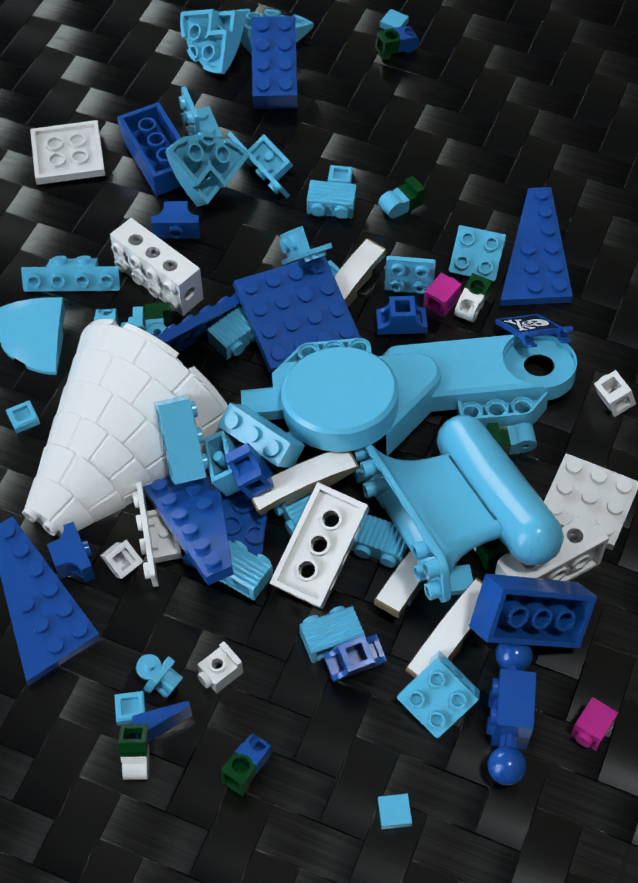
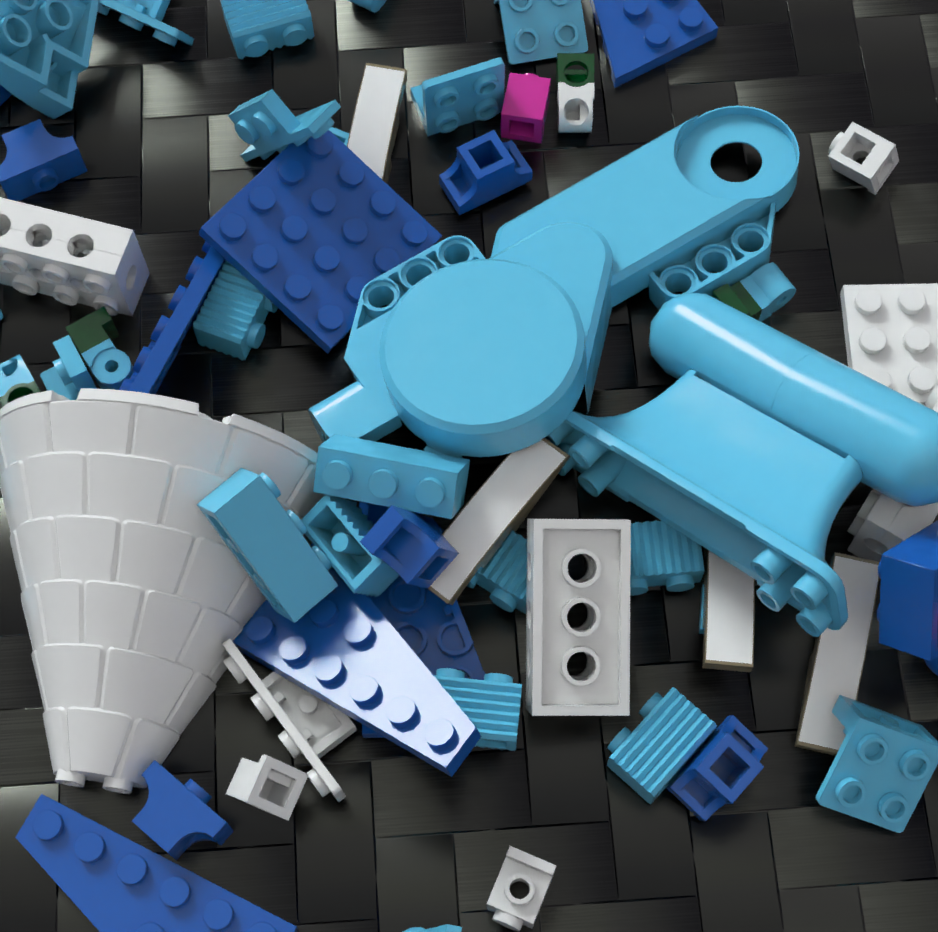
camera: 25 degrees left, 10 degrees up
(533, 325) = (697, 106): blue flag -> none

